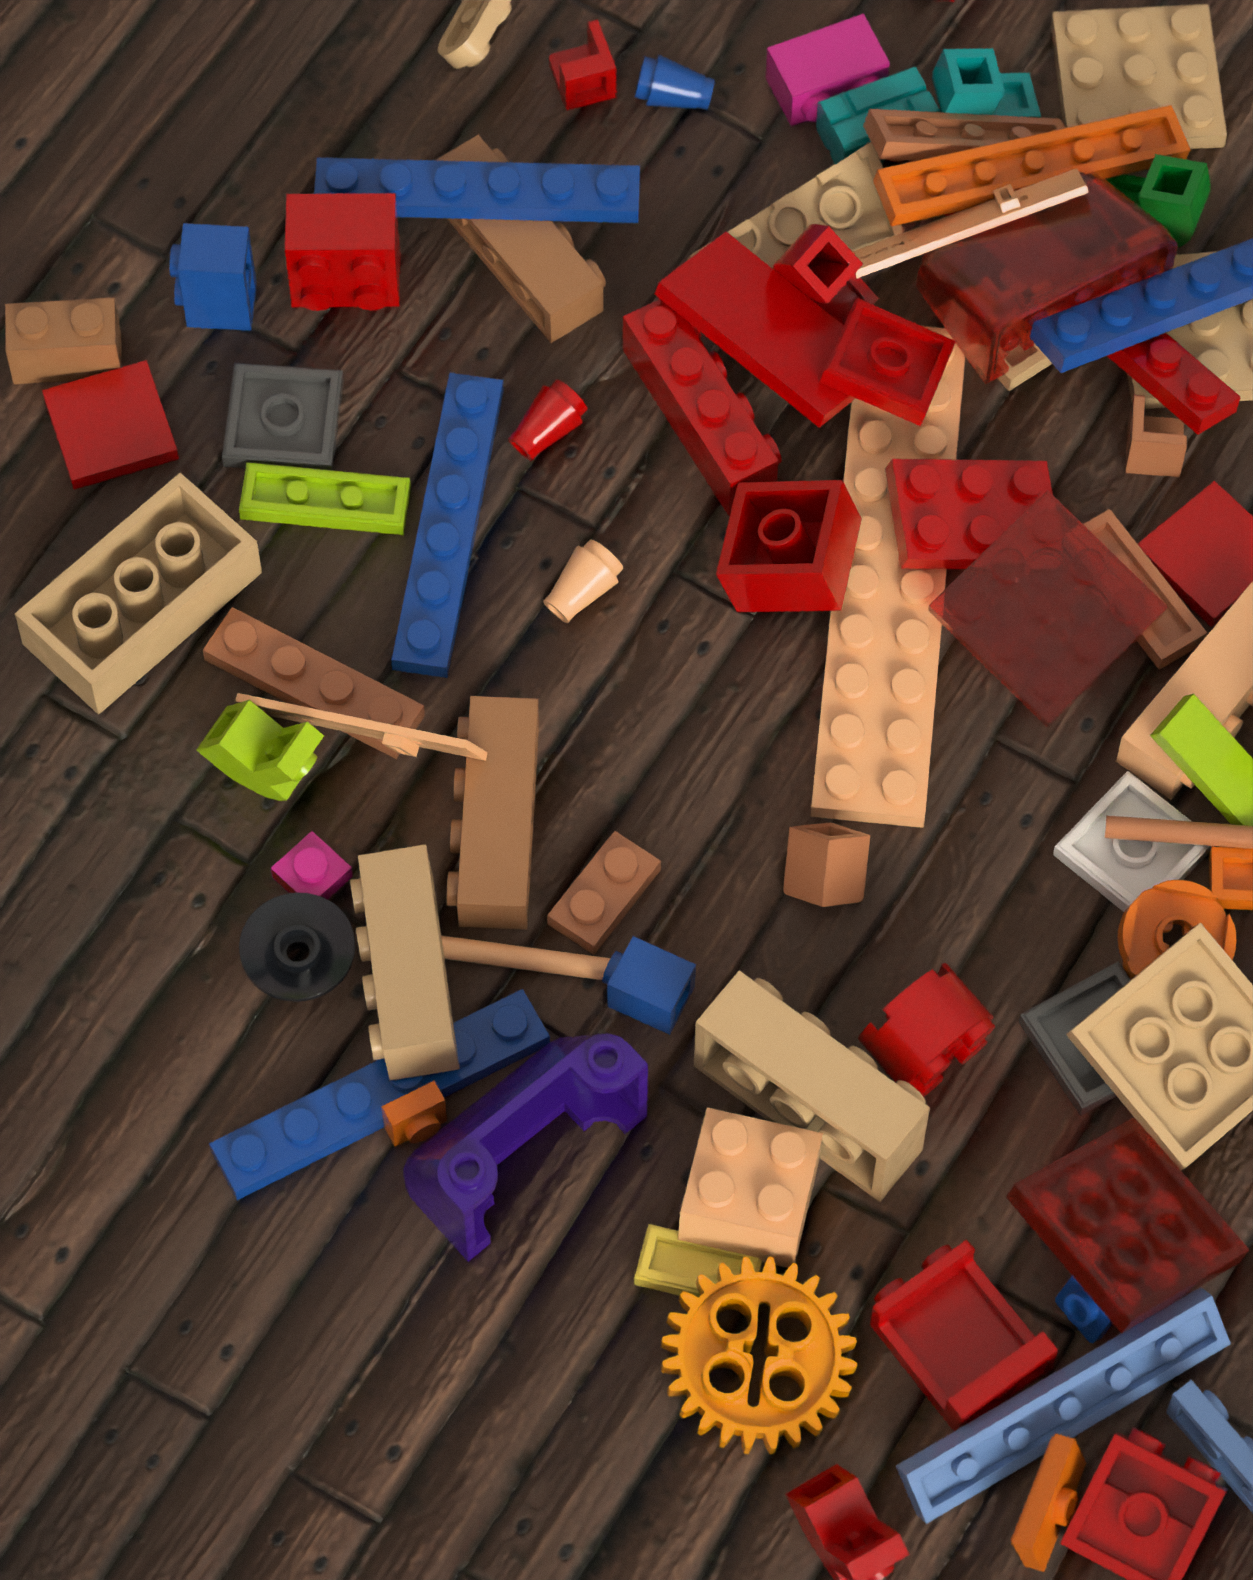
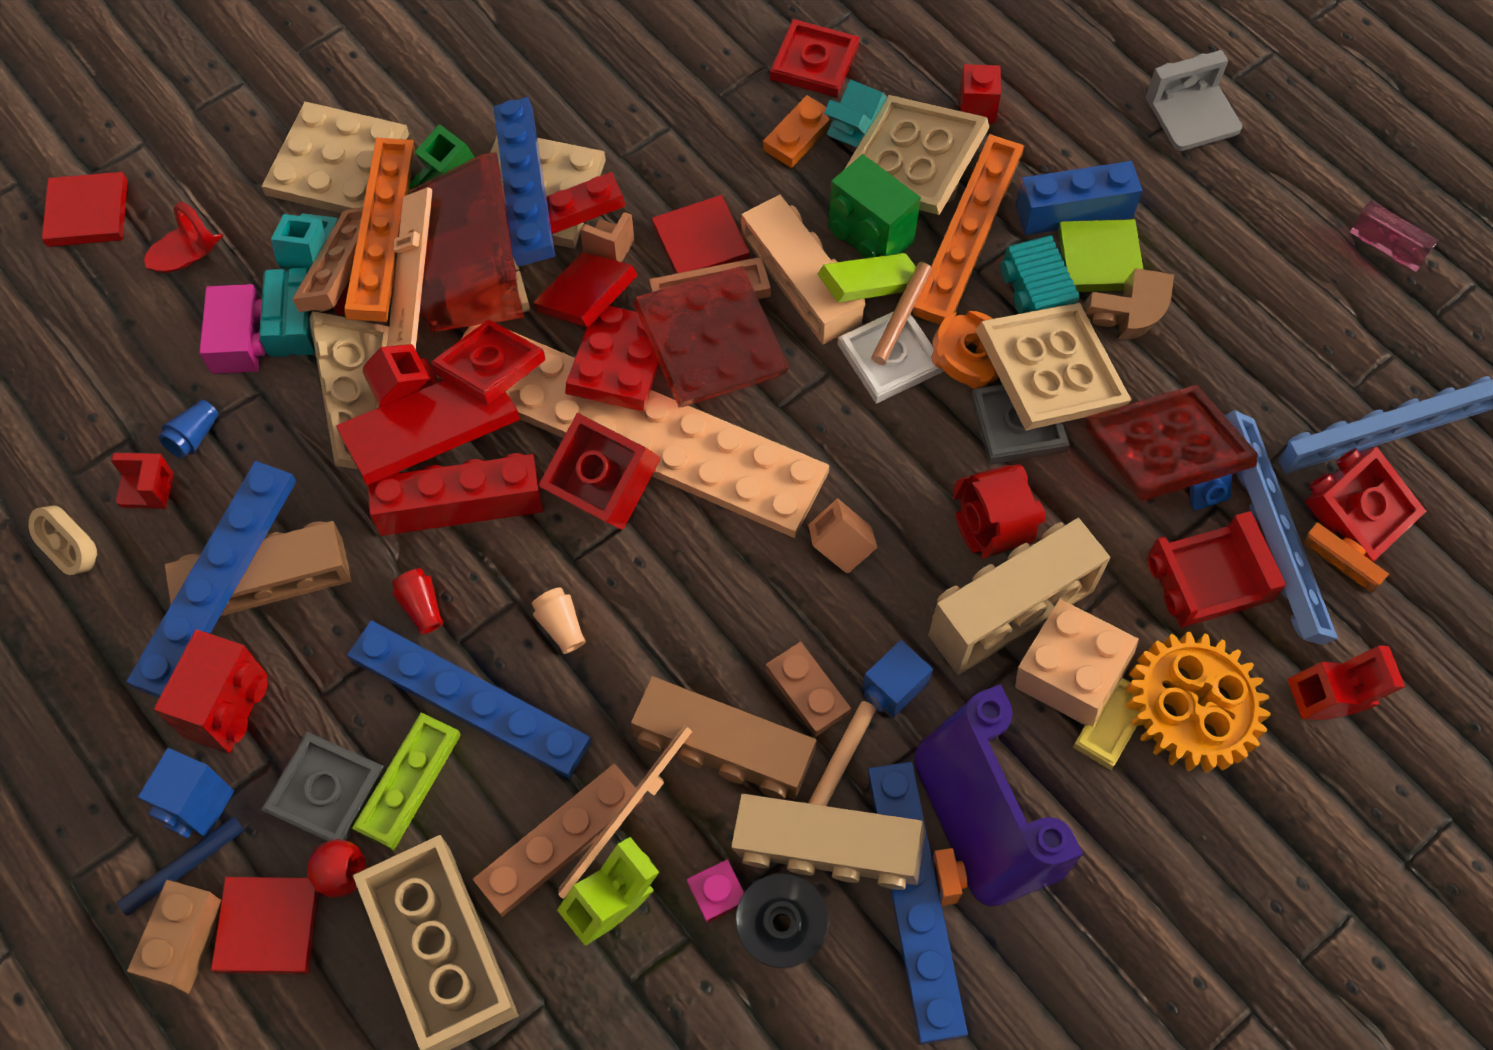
camera: 70 degrees left, 0 degrees up
(148, 314) = (180, 866): none -> dark blue bar
(195, 456) = (333, 867): none -> red piece
(1058, 438) = (585, 289): none -> red tile

